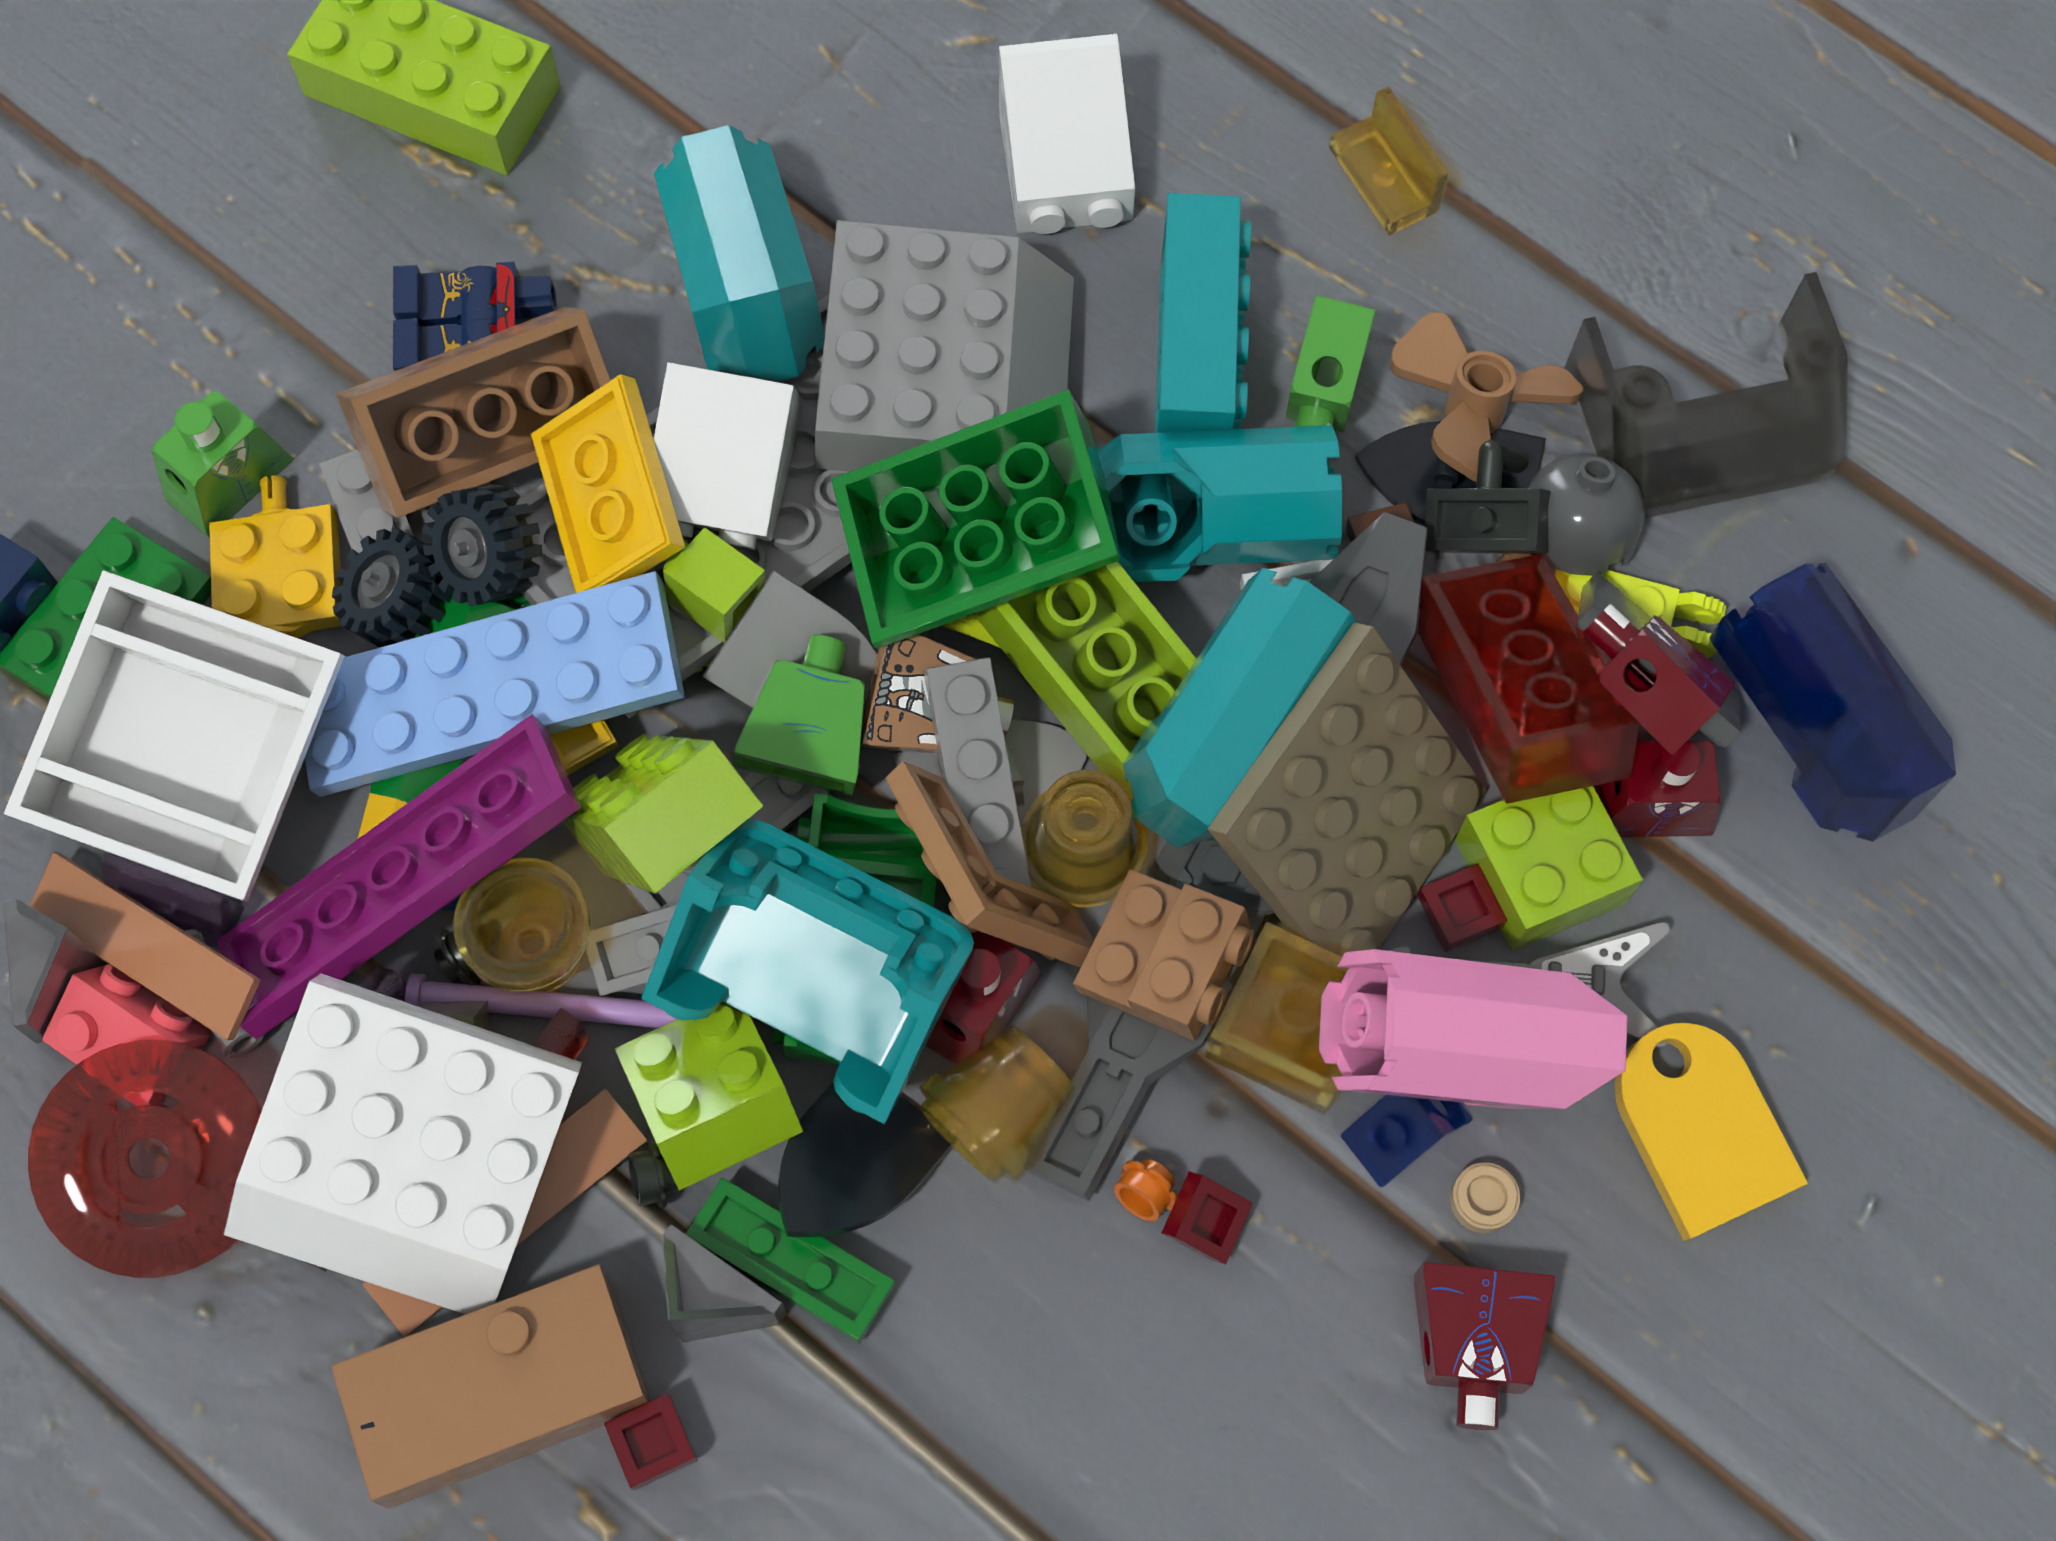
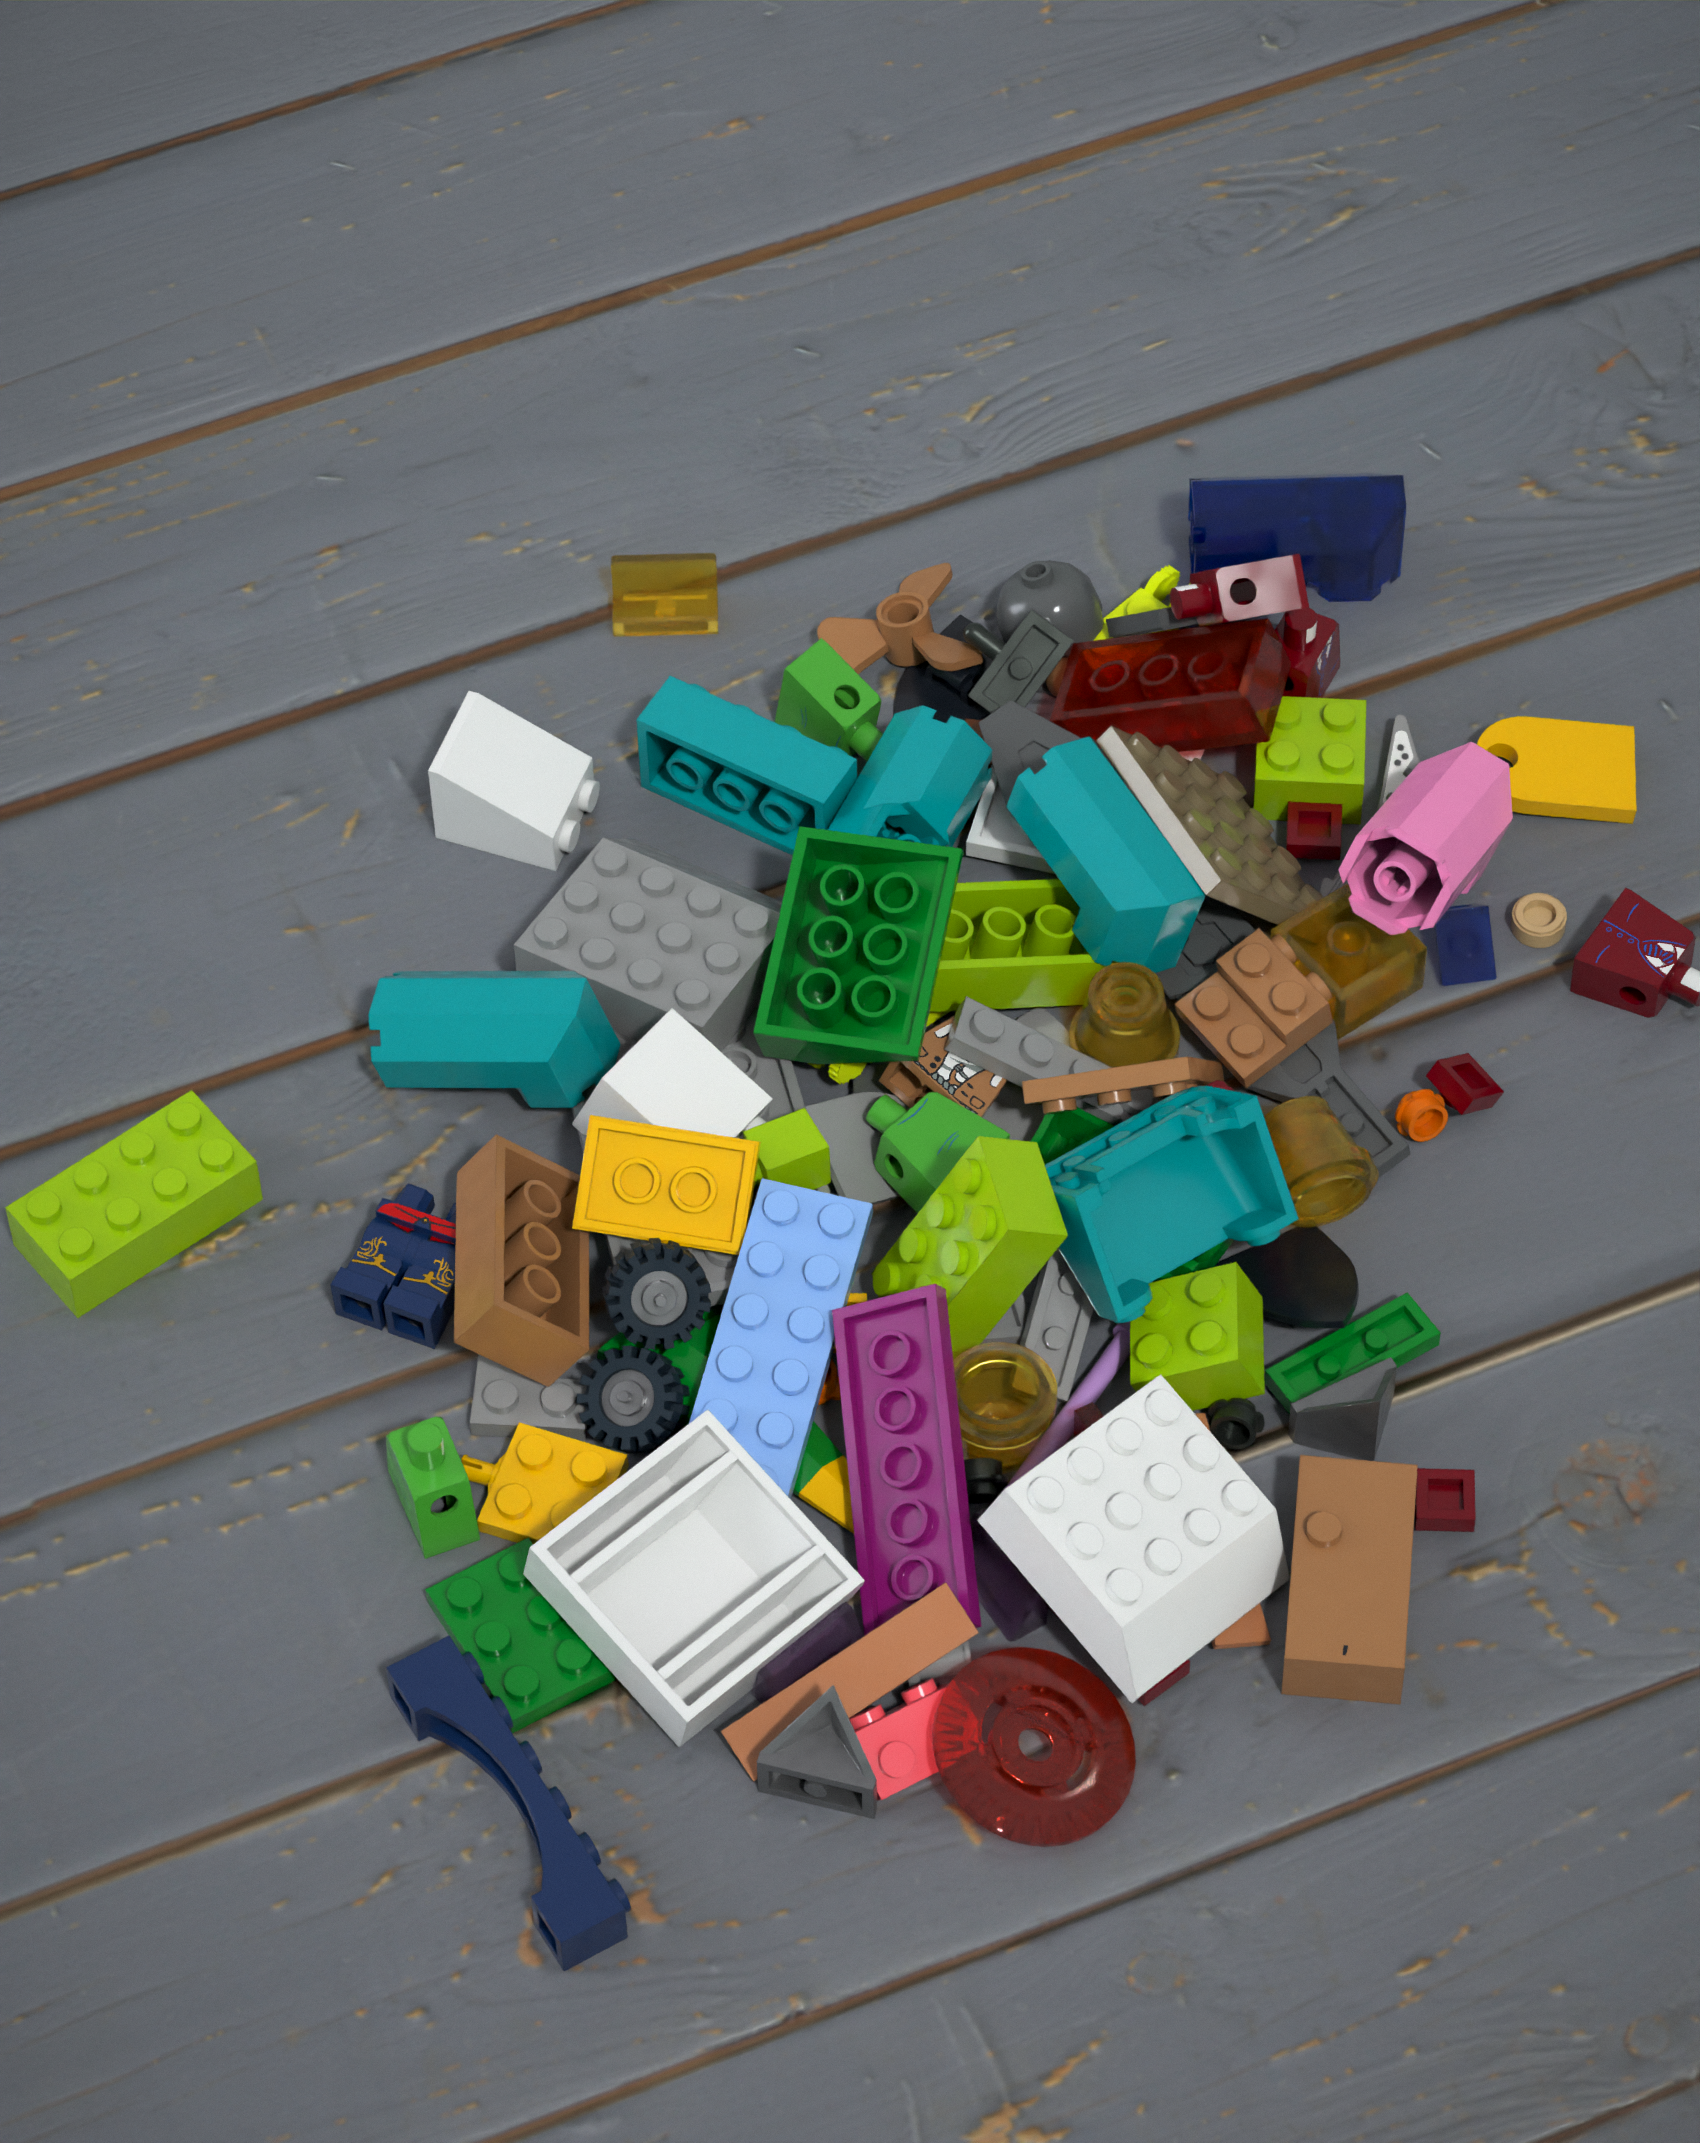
camera: 60 degrees left, 15 degrees down
(1726, 441) = (1047, 498): clear smoke windscreen -> none

